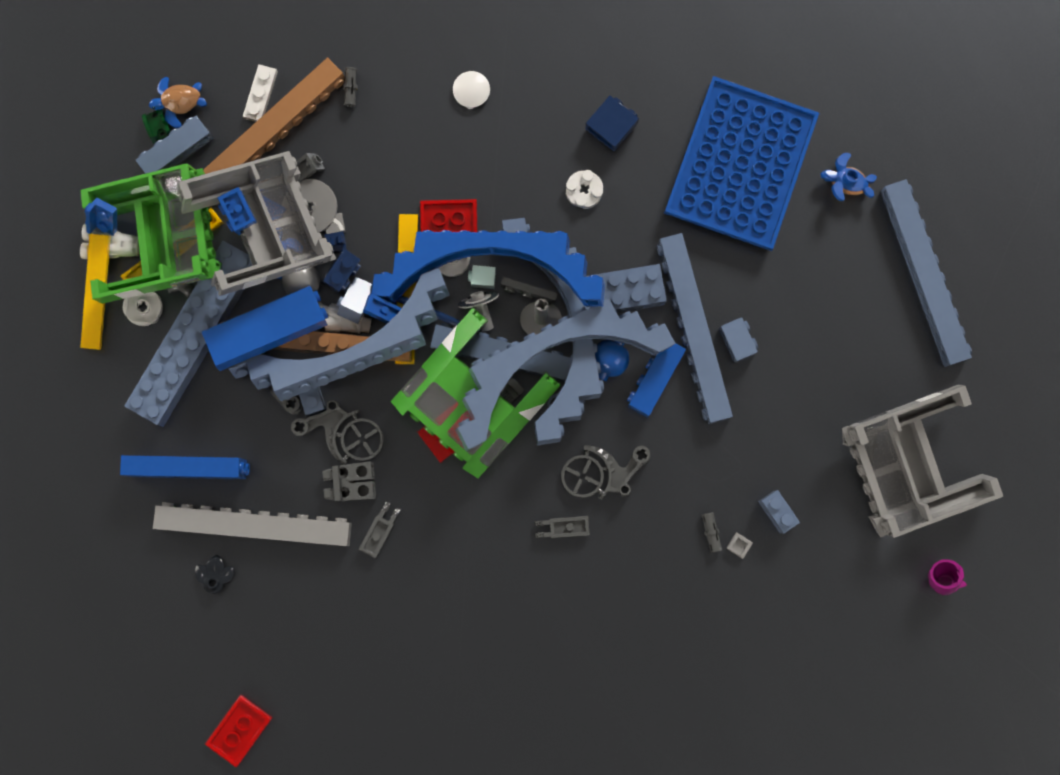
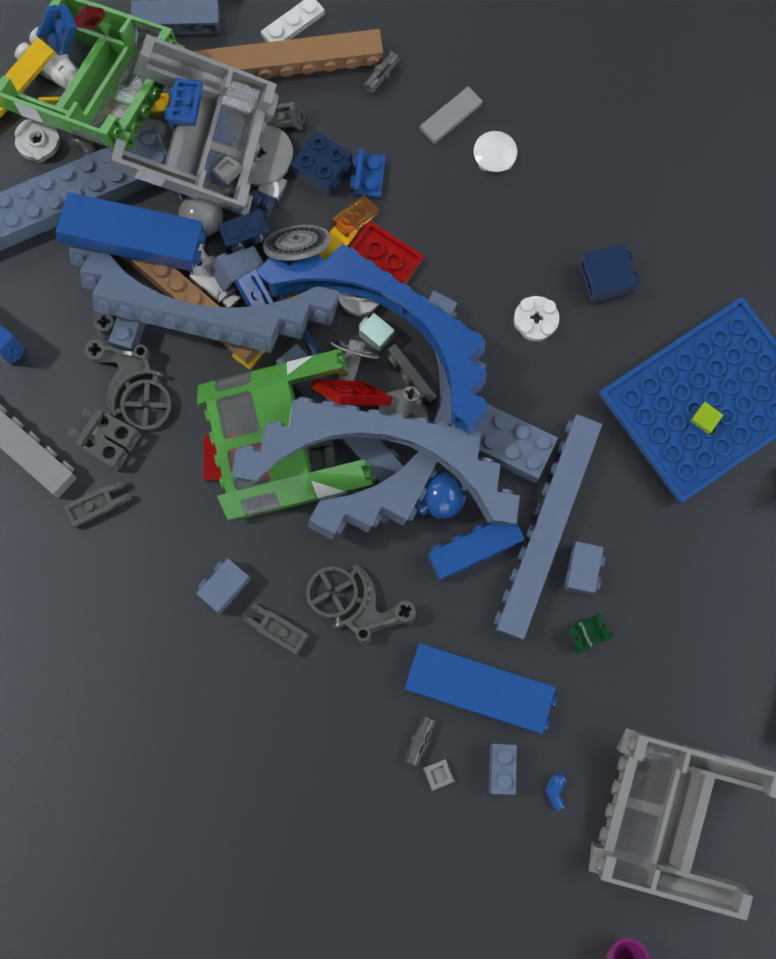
camera: 30 degrees right, 5 degrees down
(120, 195) = (89, 17): none -> dark red plate
(298, 235) = (227, 169): none -> light grey tile
(358, 183) = (322, 163): none -> dark blue brick
(383, 253) = (296, 242): none -> piece
(396, 168) = (368, 175): none -> blue bracket
(408, 204) = (355, 216): none -> clear orange plate
(421, 84) = (451, 115): none -> light grey tile
(499, 332) = (351, 392): none -> red tile
(507, 524) = (223, 585): none -> sand blue brick
(727, 469) = (481, 689): none -> blue brick
(749, 179) = (706, 418): none -> lime tile
(771, 381) = (589, 633): none -> dark green piece
(821, 500) = (554, 789): none -> blue arm

